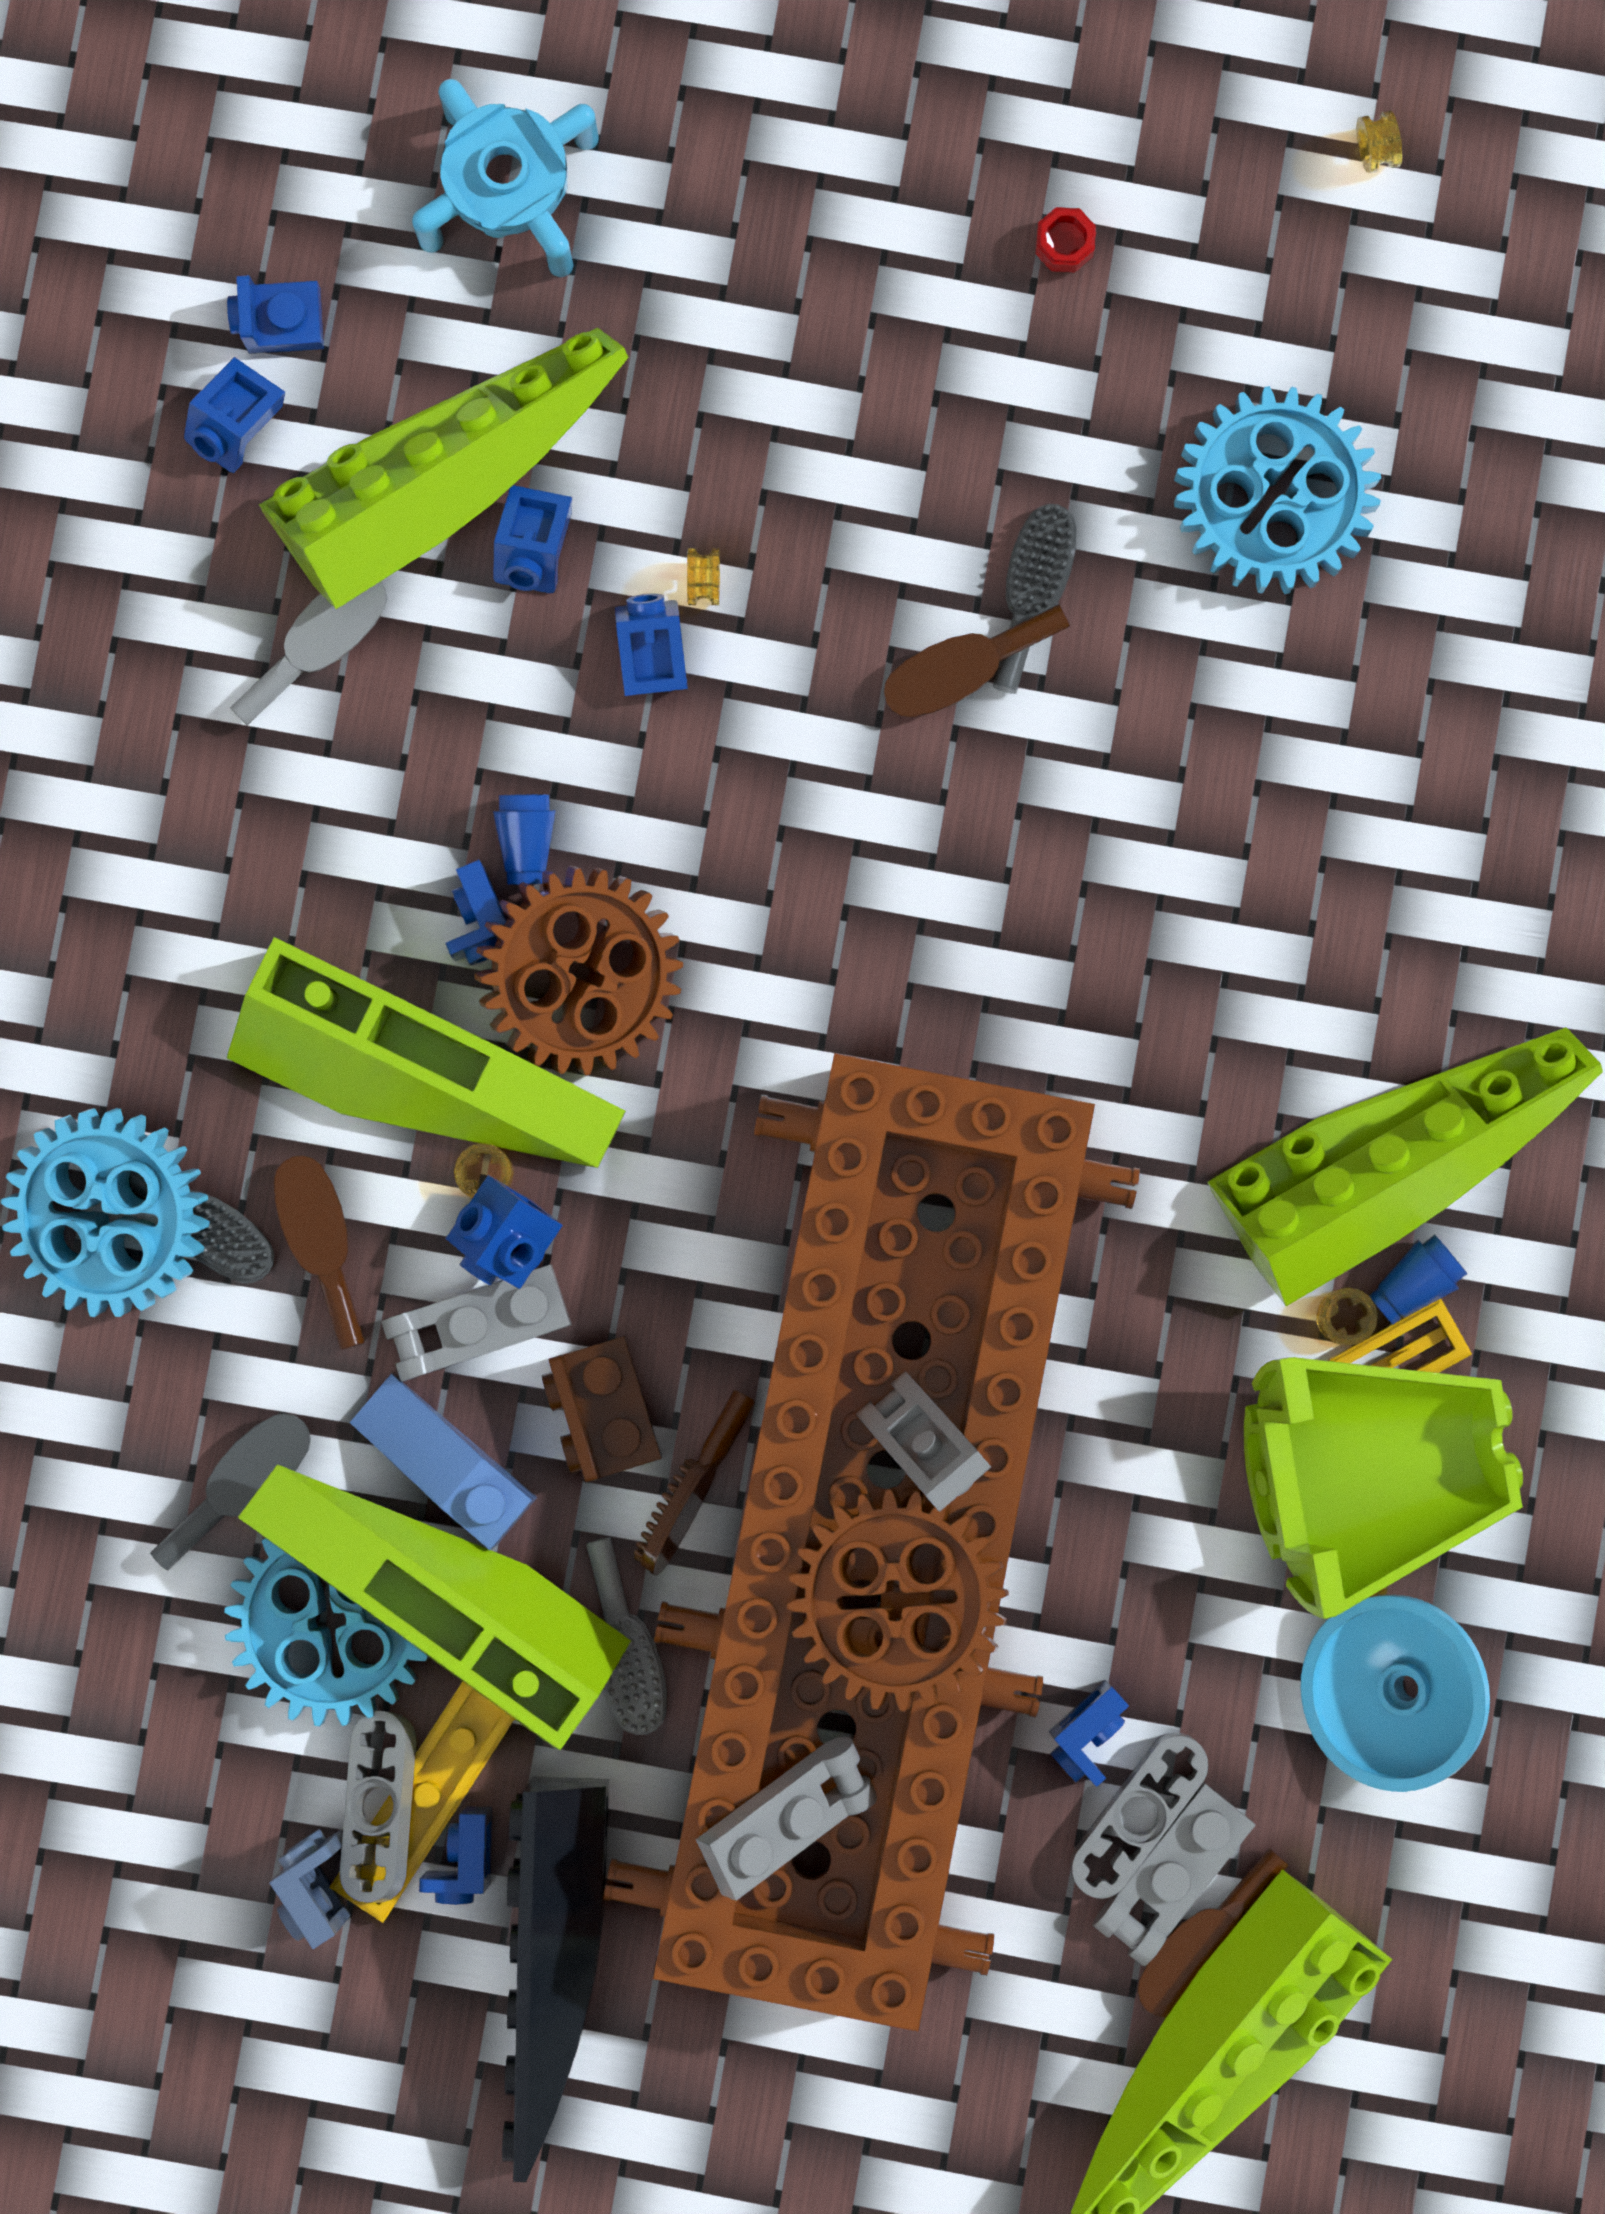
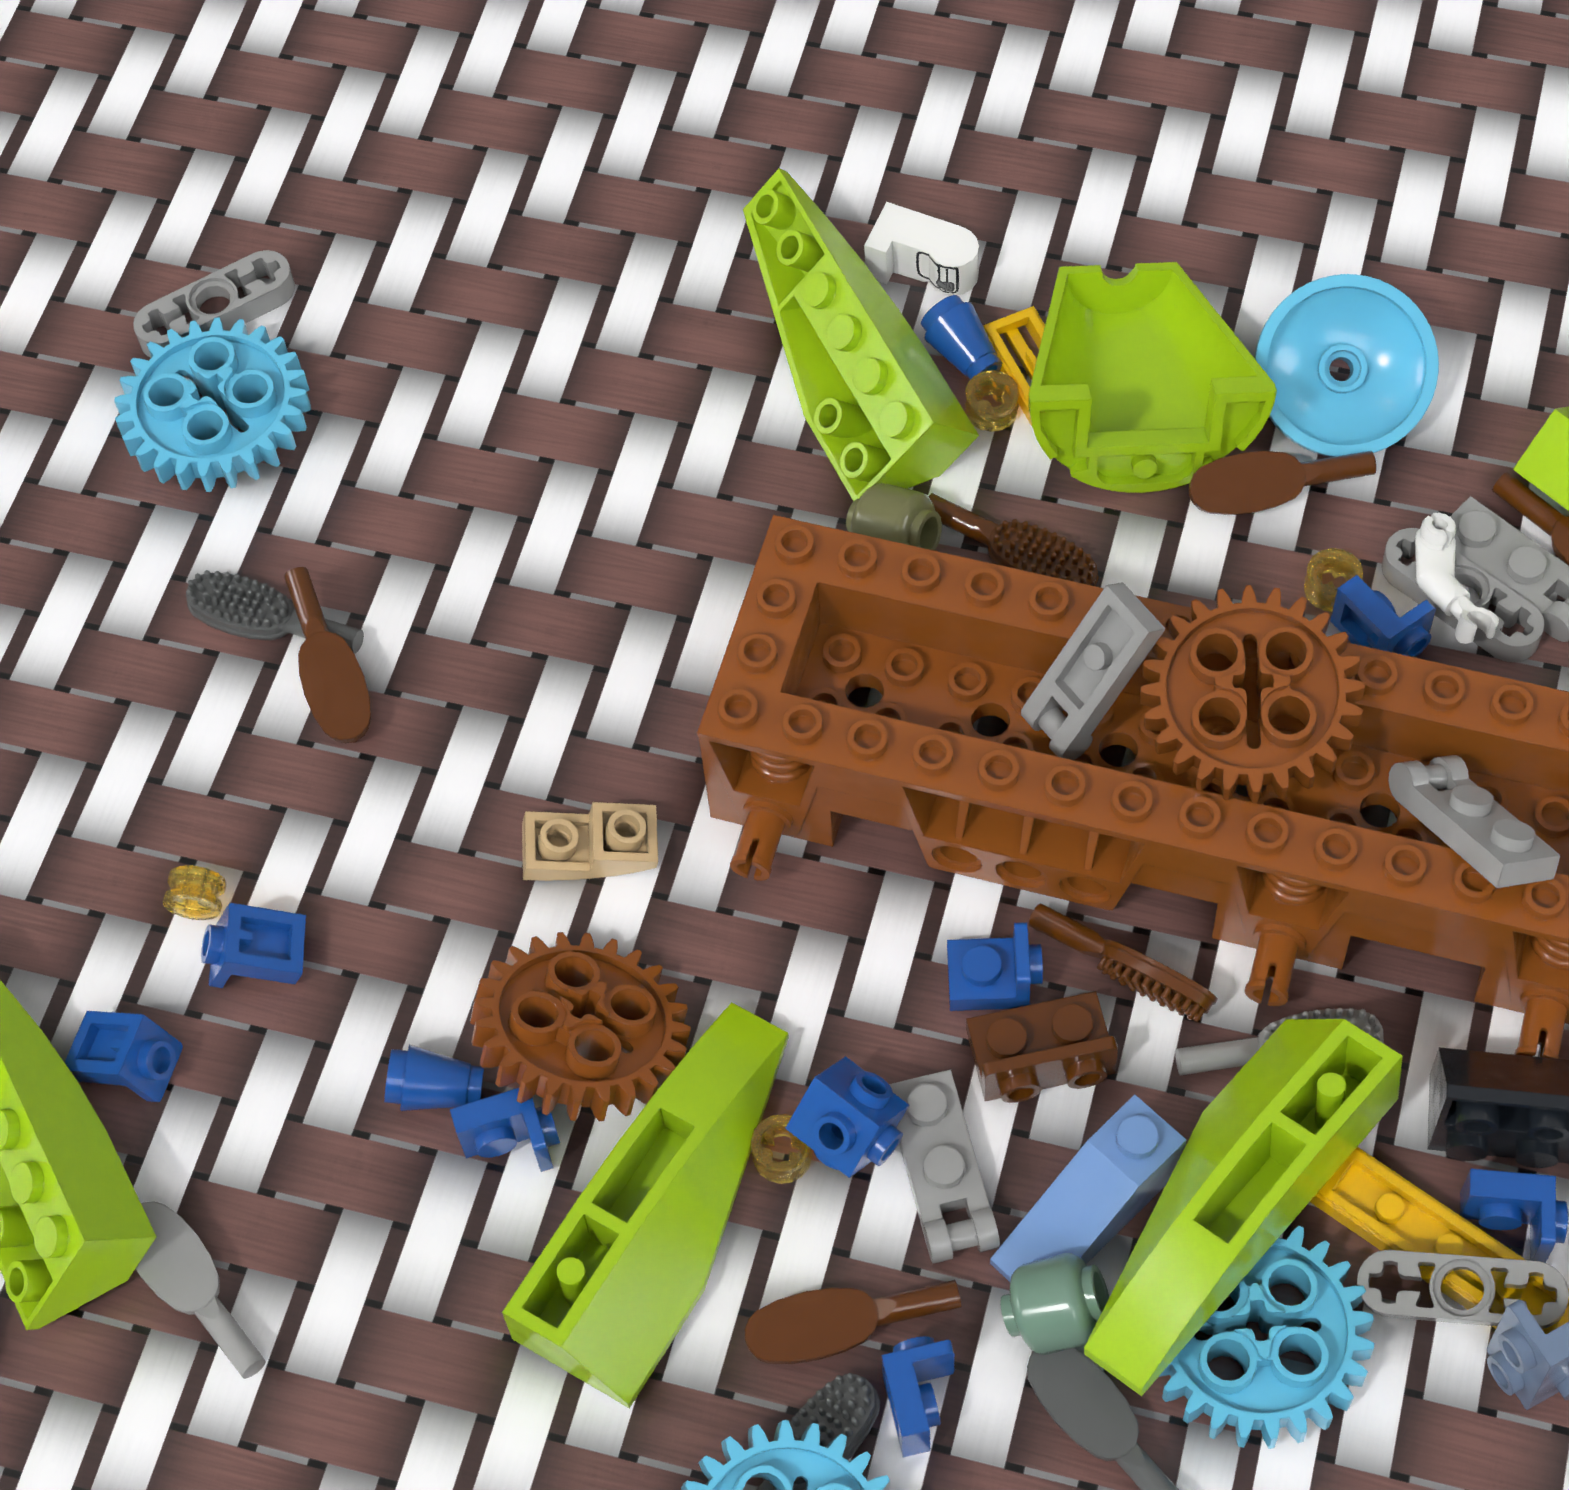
camera: 80 degrees left, 25 degrees down
(241, 1313) = (912, 1404): none -> blue bracket
(336, 1436) = (1054, 1303): none -> sand green head
(678, 1358) = (993, 971): none -> blue bracket
(791, 953) = (588, 846): none -> tan slope
(1139, 1788) = (1436, 578): none -> white arm
(1140, 1700) = (1336, 562): none -> clear yellow bush
(1164, 1360) = (1021, 544): none -> reddish brown piece
(1171, 1224) = (896, 516): none -> olive head
(1259, 1613) = (1268, 479): none -> reddish brown piece
(1454, 495) = (223, 283): none -> light grey beam
(1536, 1230) = (922, 250): none -> white leg

